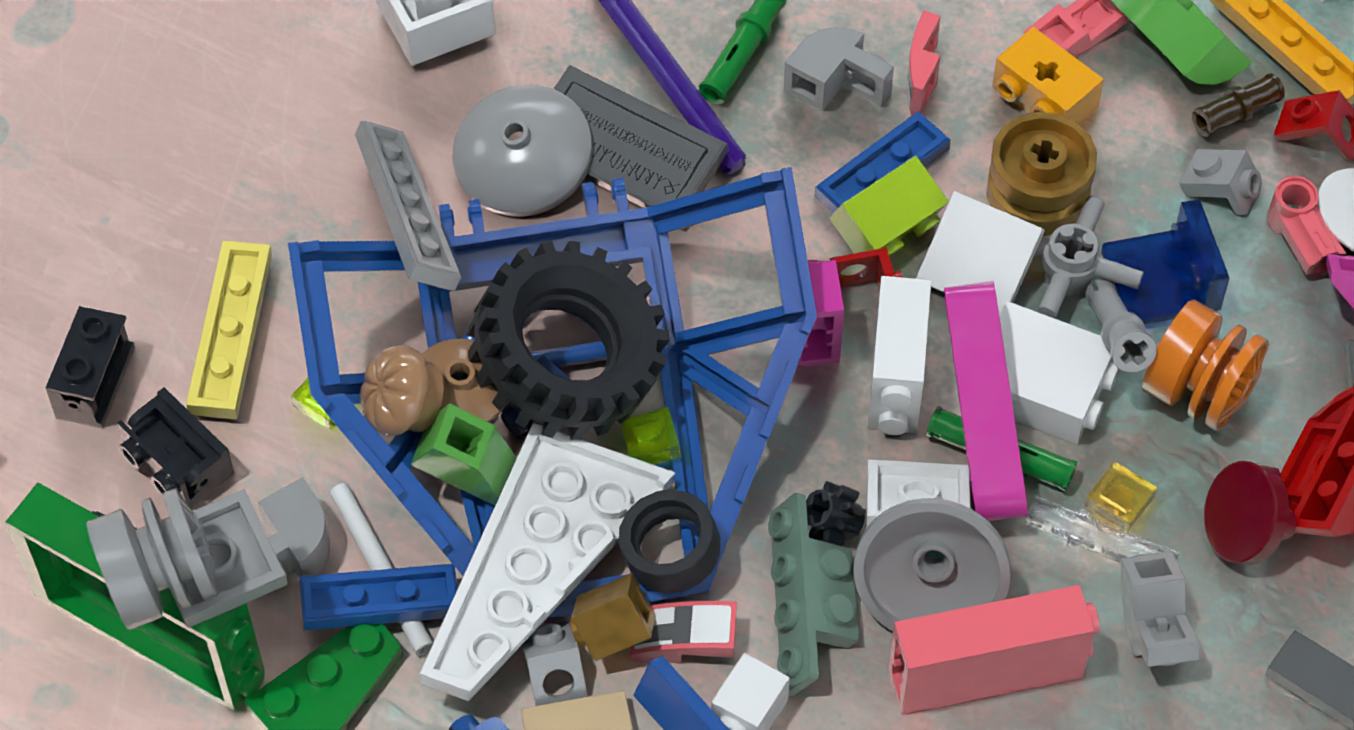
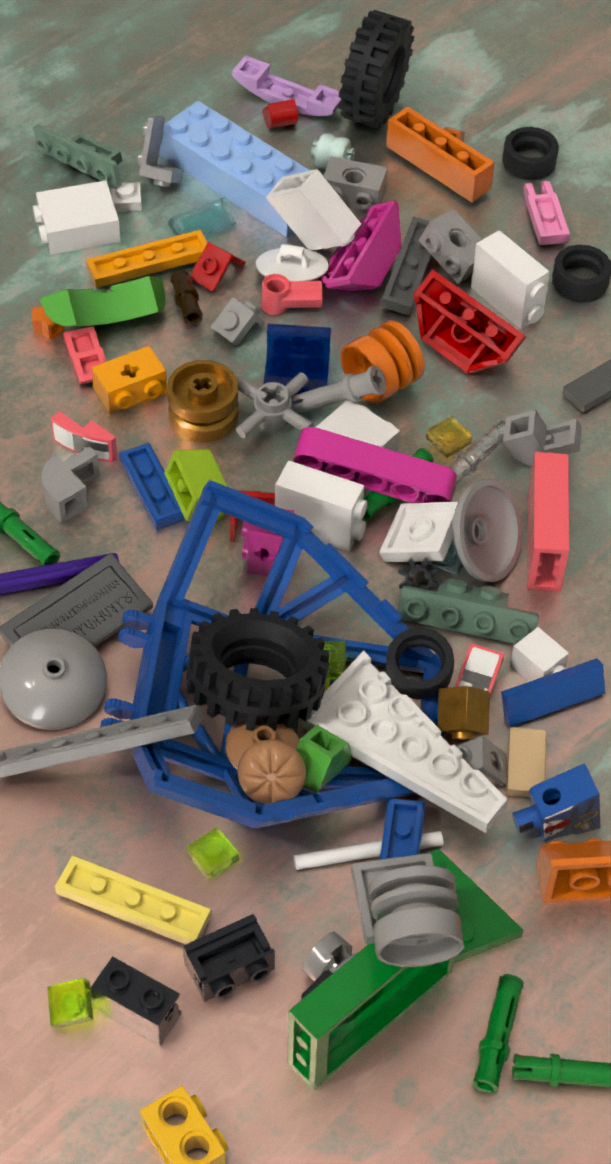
camera: 75 degrees left, 5 degrees down
(67, 299) = (70, 1003): none -> clear neon green plate
(297, 529) = (326, 891): light grey brick -> none
(980, 246) = (252, 448): white tile -> none
(1247, 512) = (487, 377): dark red tile -> none

